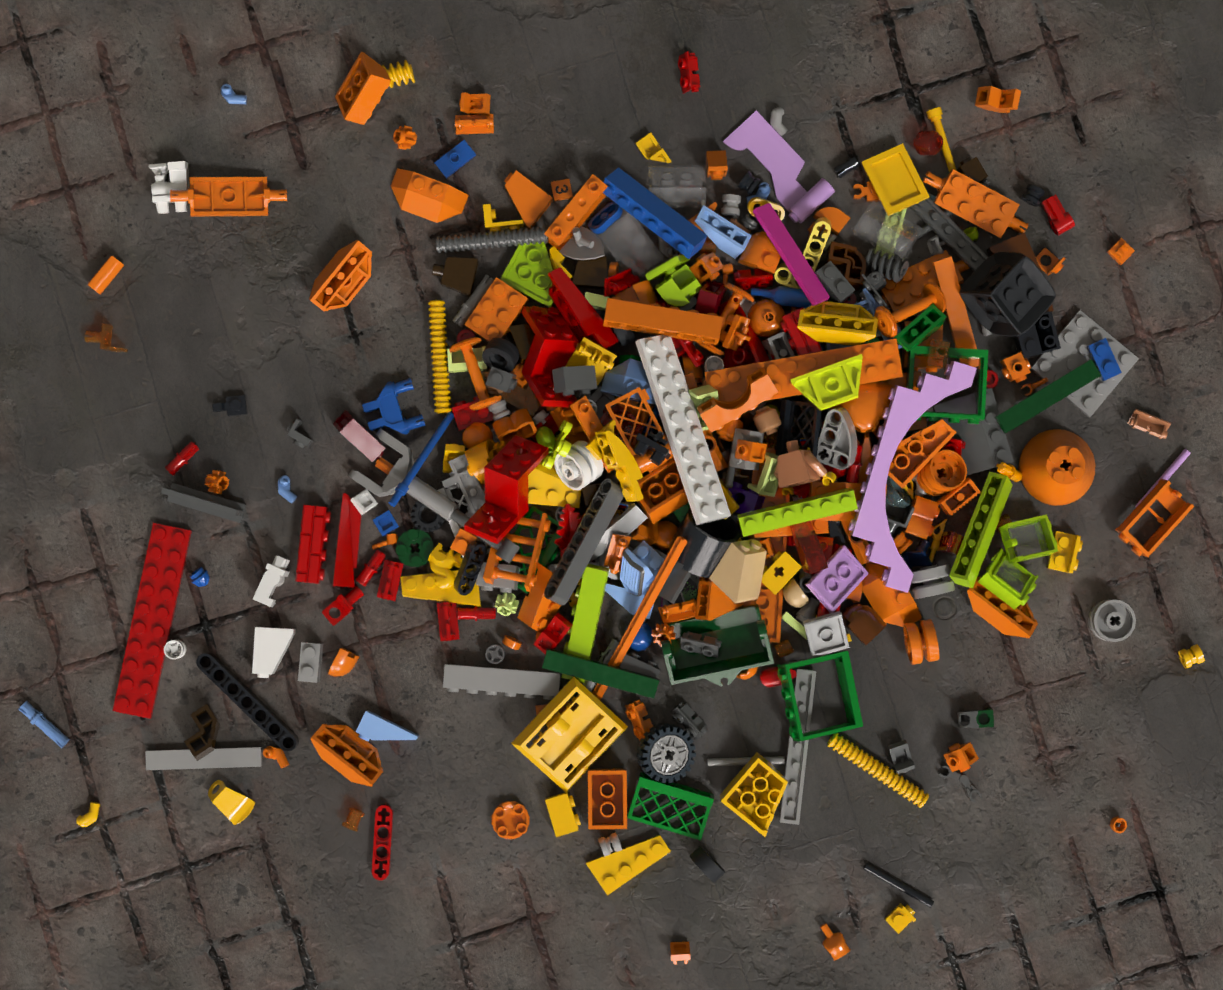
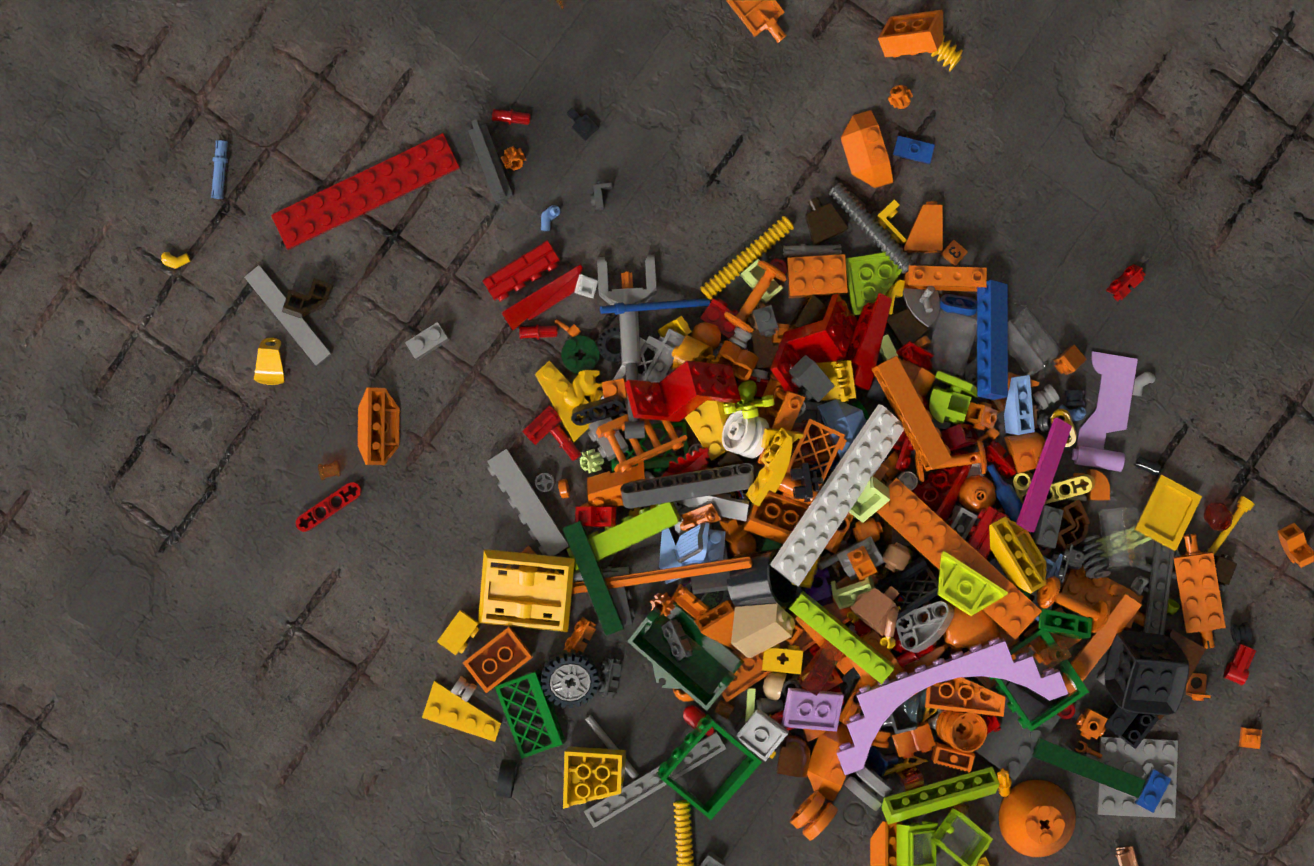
camera: 60 degrees right, 0 degrees up
(172, 651) = (356, 227): white wheel -> none
(200, 577) = (428, 203): blue plate -> none
(238, 699) = (356, 306): black beam -> none
(269, 649) = (413, 301): white slope -> none
(271, 579) = (468, 260): white hips -> none
(277, 754) = (334, 369): orange arm -> none
(342, 277) = (751, 133): orange wedge -> none
(343, 604) = (492, 333): red bracket -> none
(343, 663) = (446, 367): orange brick -> none
(359, 436) = (635, 242): slope -> none
(378, 728) = (416, 435): light blue slope -> none
(385, 523) = (582, 316): blue plate -> none
(390, 580) = (539, 354): red hinge -> none
(391, 410) = (675, 251): blue connector -> none
(474, 124) = (953, 143): orange hinge -> none
(475, 103) = (969, 131): orange bracket -> none
(504, 348) = (793, 303): black tyre -> none
(510, 820) = (422, 595): orange dish -> none
(643, 638) = (647, 590): blue hair -> none
(651, 149) = (1041, 299): yellow slope -> none
(680, 951) = (420, 809): orange tile -> none
(718, 413) = (871, 514): orange arch -> none
(736, 333) = (947, 479): orange hips -> none
(867, 191) = (1142, 498): orange plate -> none

